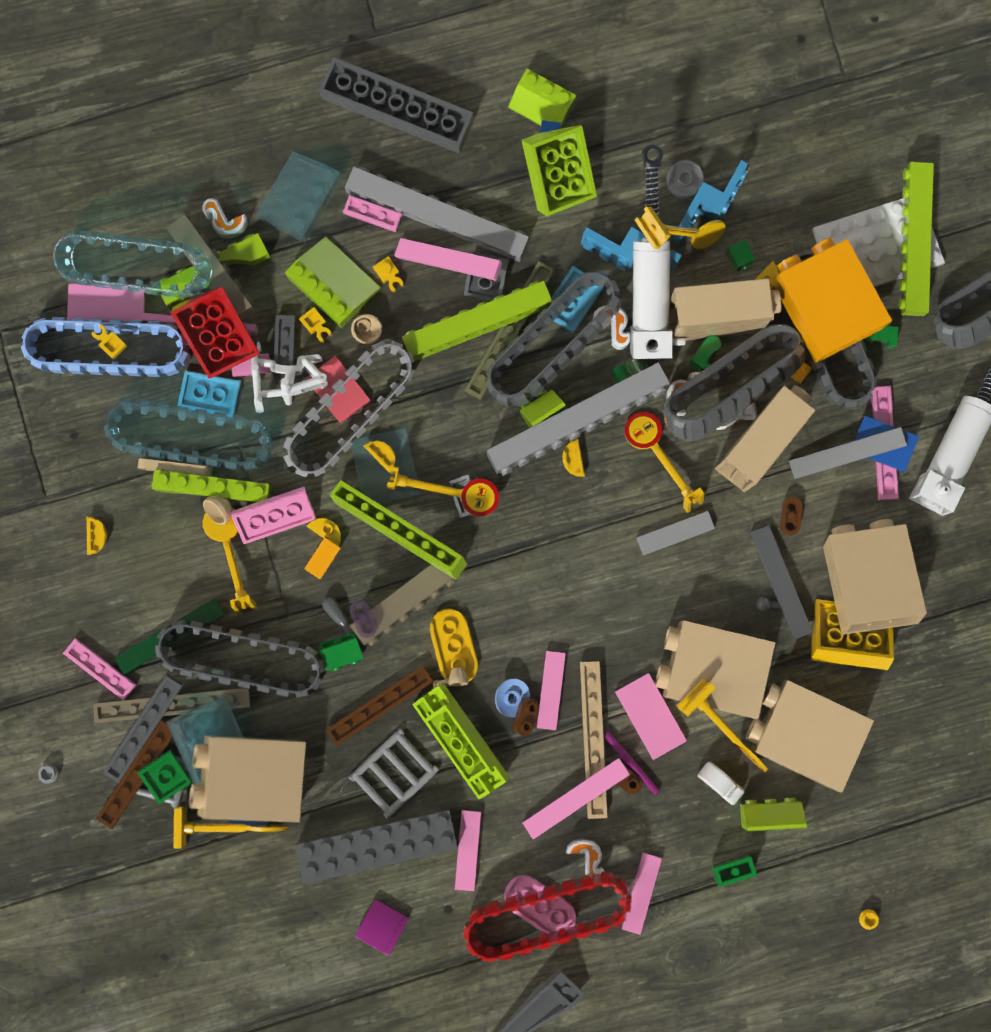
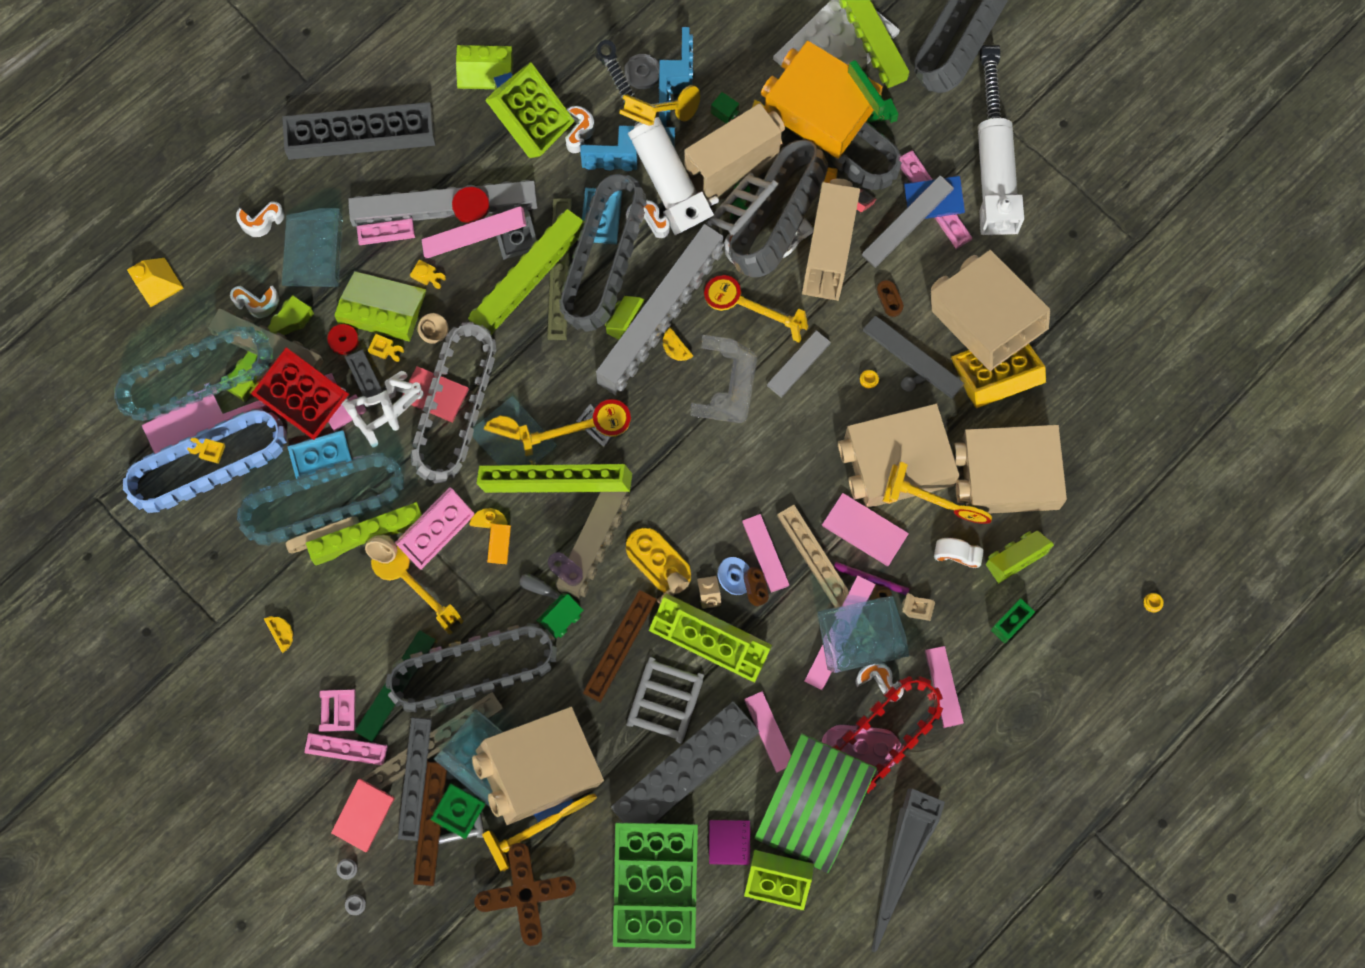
camera: 25 degrees left, 10 degrees down
(39, 808) = (355, 904): none -> light grey plate
(84, 736) = (363, 815): none -> coral tile
(114, 634) = (343, 710): none -> bright pink plate
(146, 153) = (155, 280): none -> yellow slope
(179, 891) = (511, 896): none -> reddish brown piece
(267, 148) = (262, 222): none -> white animal
(287, 303) = (348, 345): none -> red piece
(297, 933) = (655, 885): none -> bright green slope
(406, 983) = (779, 880): none -> lime slope
(459, 230) = (470, 204): none -> red tile
(471, 939) = (815, 803): none -> slope
(482, 699) = (709, 592): none -> tan bracket
(593, 813) = (862, 634): none -> clear light blue slope
(598, 543) = (736, 403): none -> clear windscreen
(599, 209) = (583, 129): none -> white animal
(629, 369) = (681, 245): green leg -> none
(657, 812) = (918, 607): none -> tan bracket
(707, 347) = (745, 214): none -> light grey bar
(730, 581) = (869, 379): none -> yellow plate
(821, 411) = (865, 201): none -> tile
(875, 314) = (866, 87): none -> green tile

